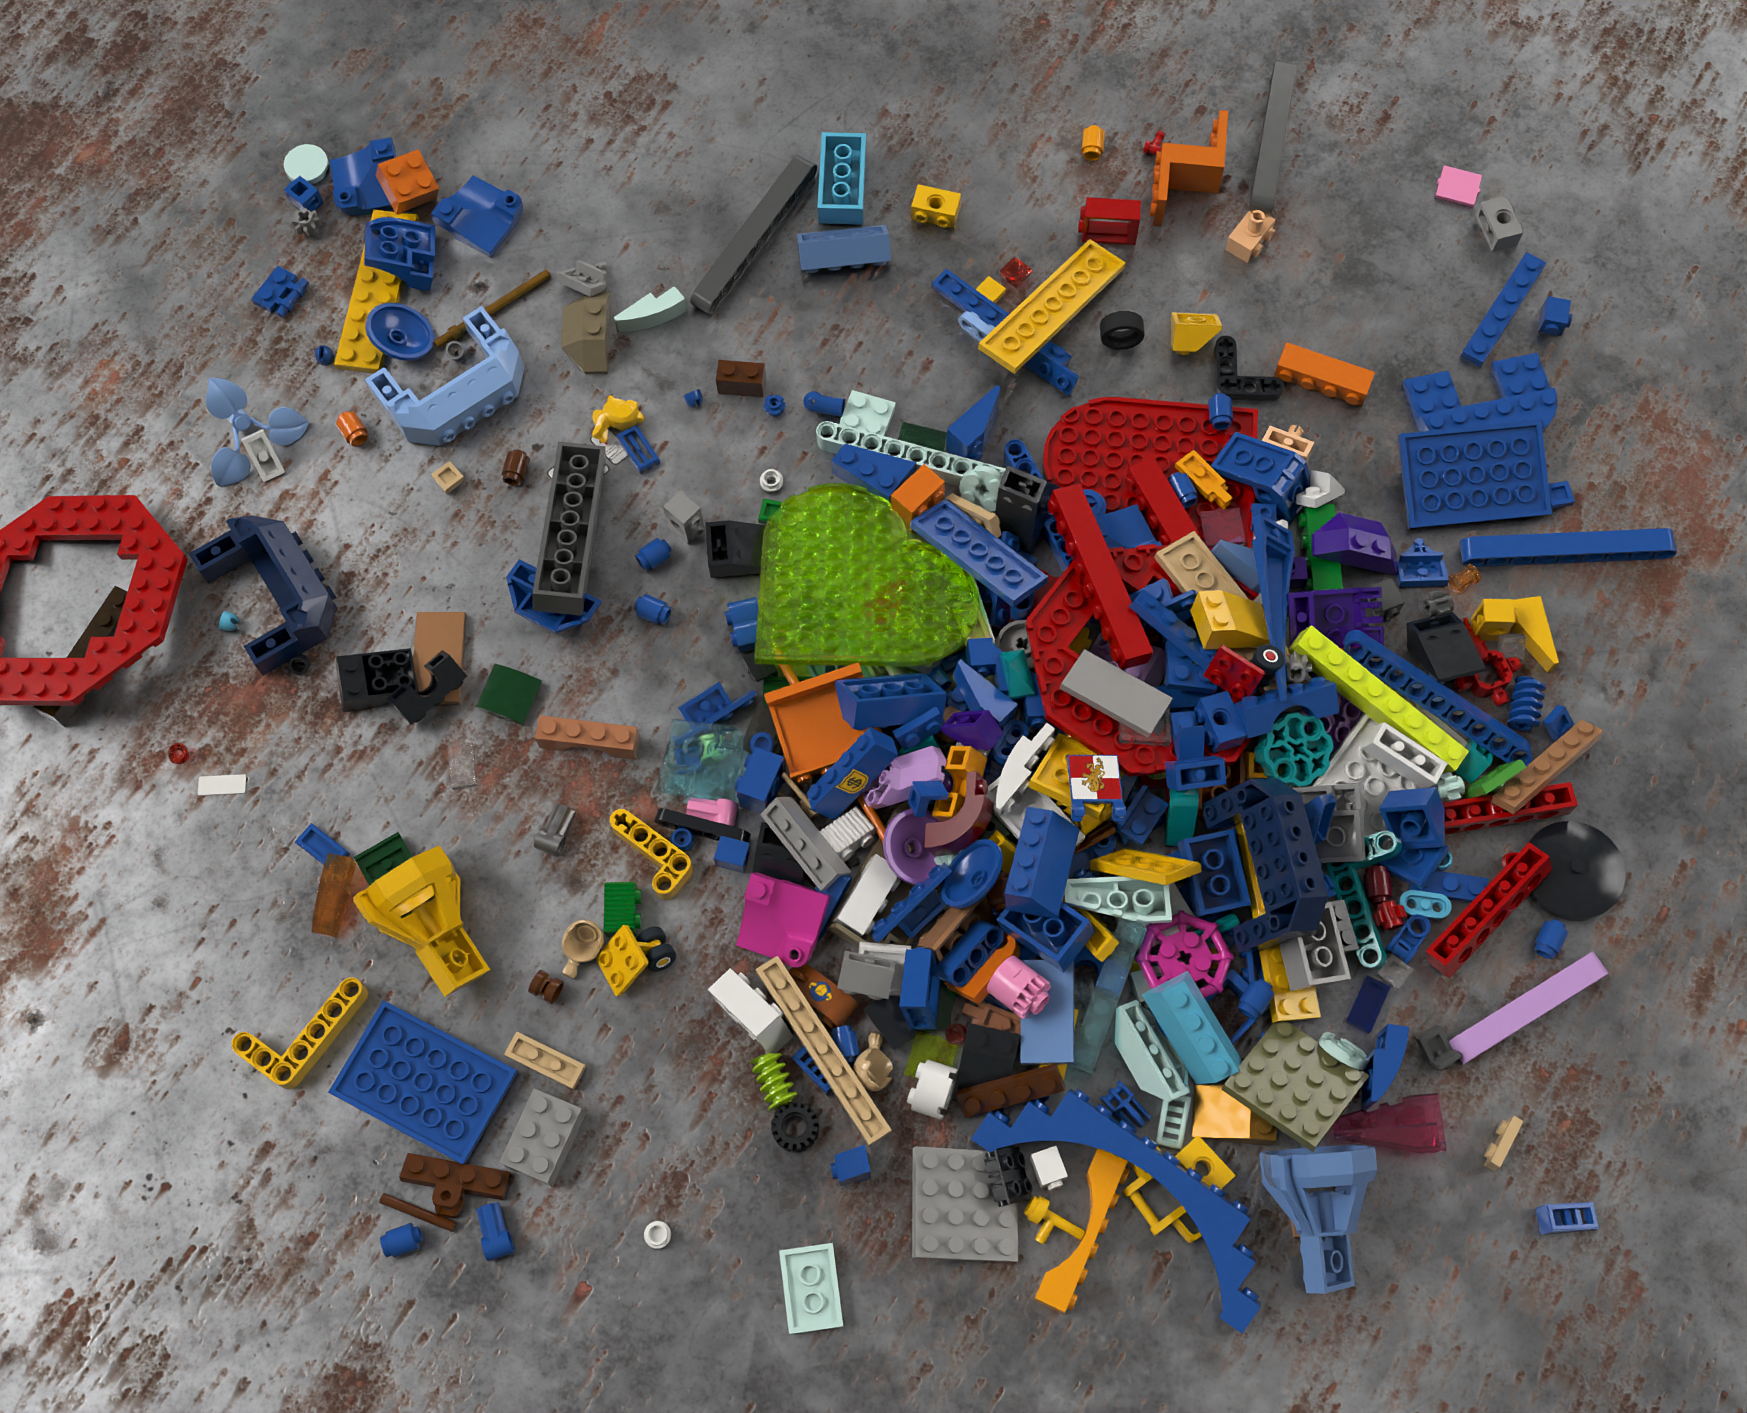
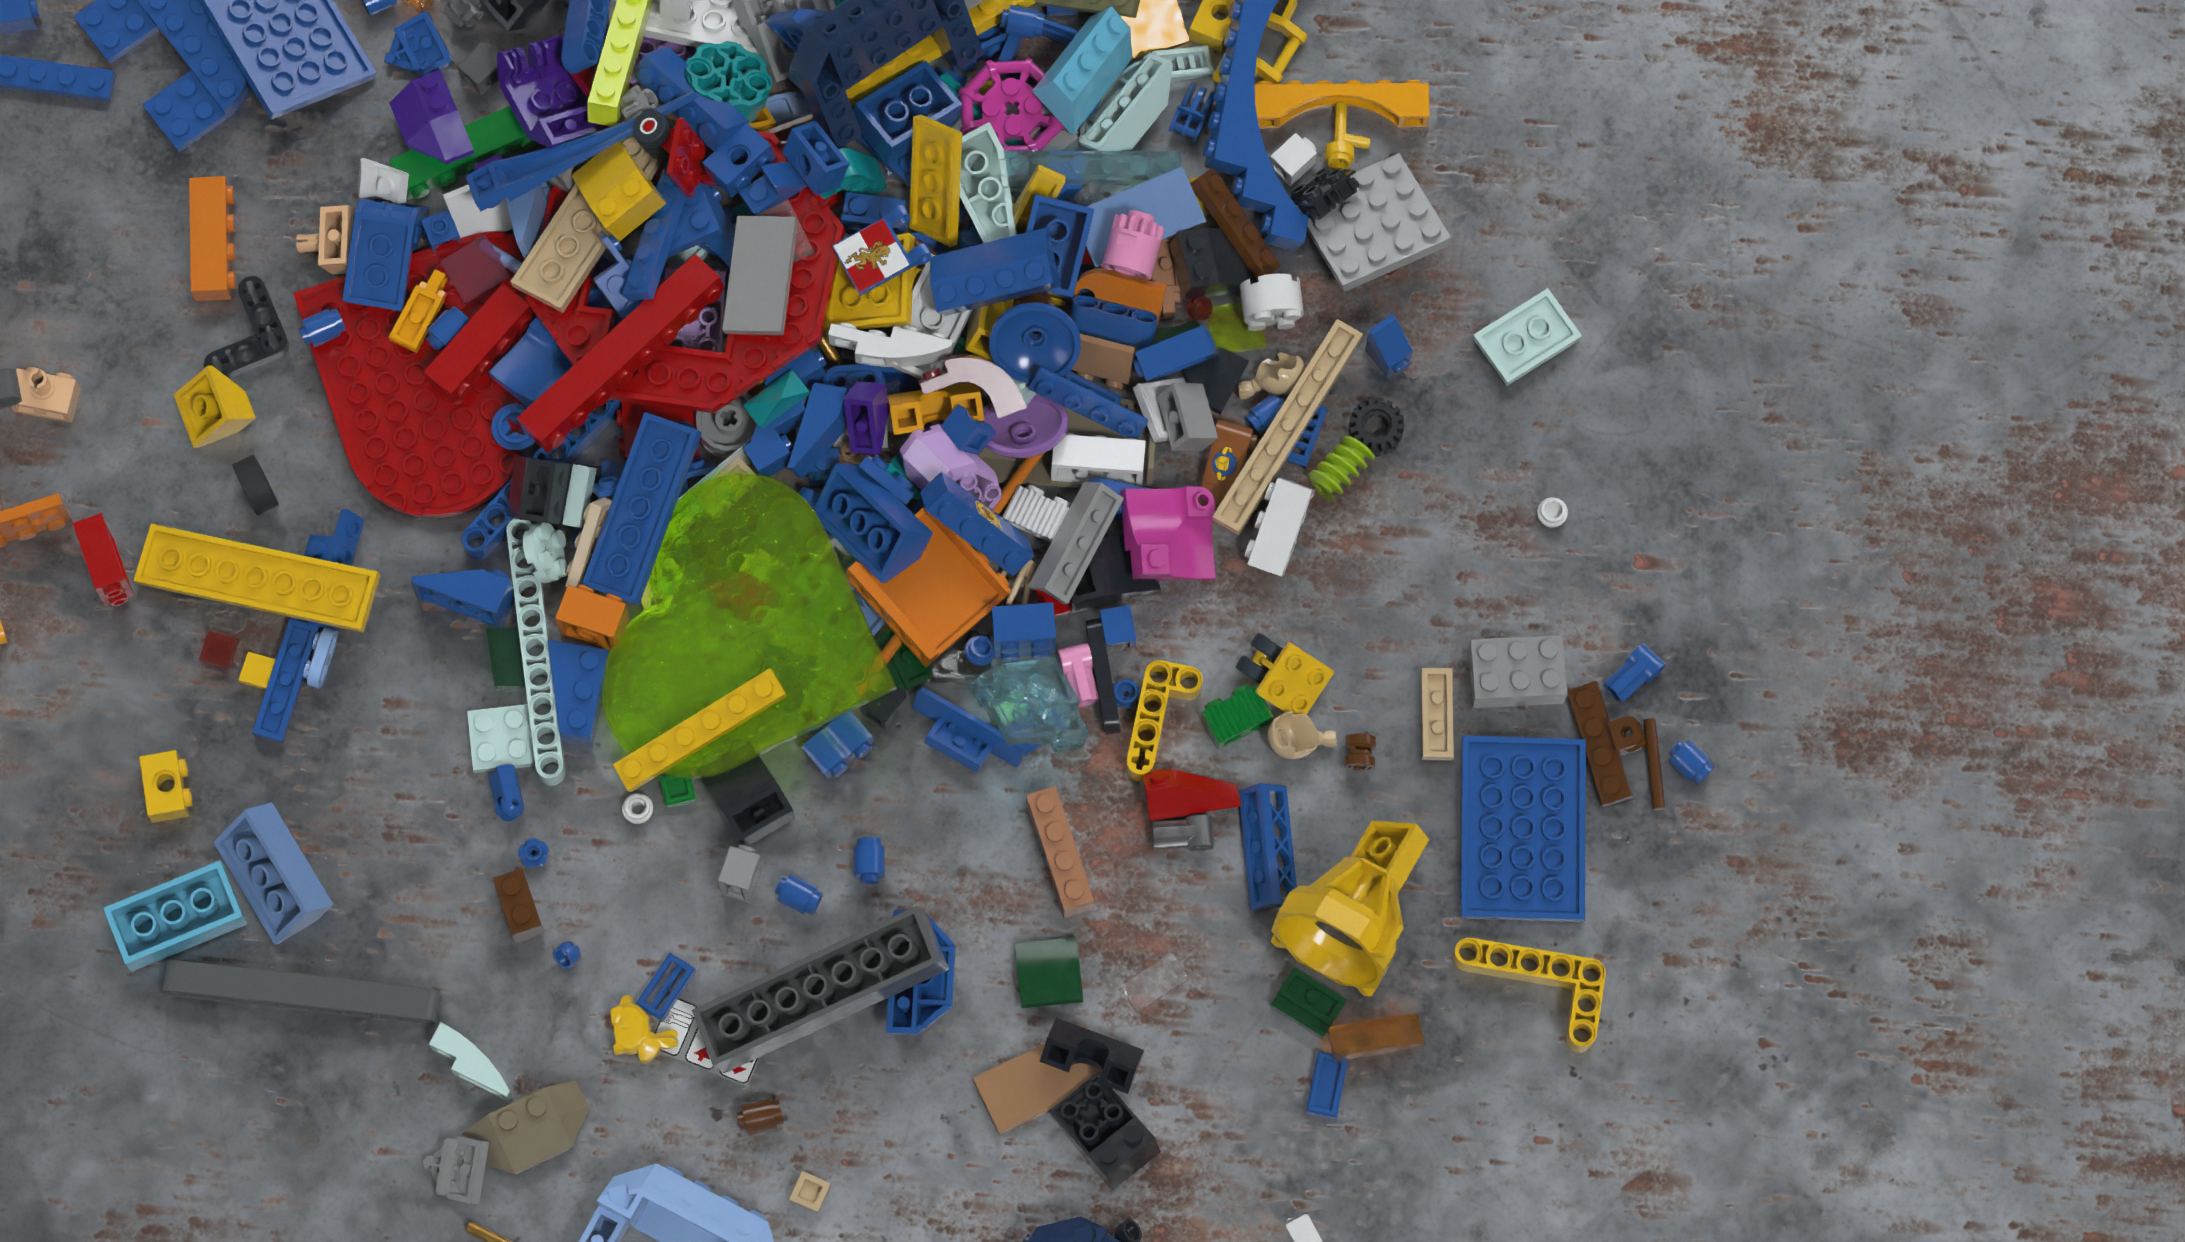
camera: 120 degrees left, 5 degrees up
(514, 879) = (1263, 845): none -> blue fence
(581, 844) = (1181, 793): none -> red slope
(798, 531) = (700, 730): none -> yellow plate
(1013, 522) = (578, 495): none -> light aqua slope

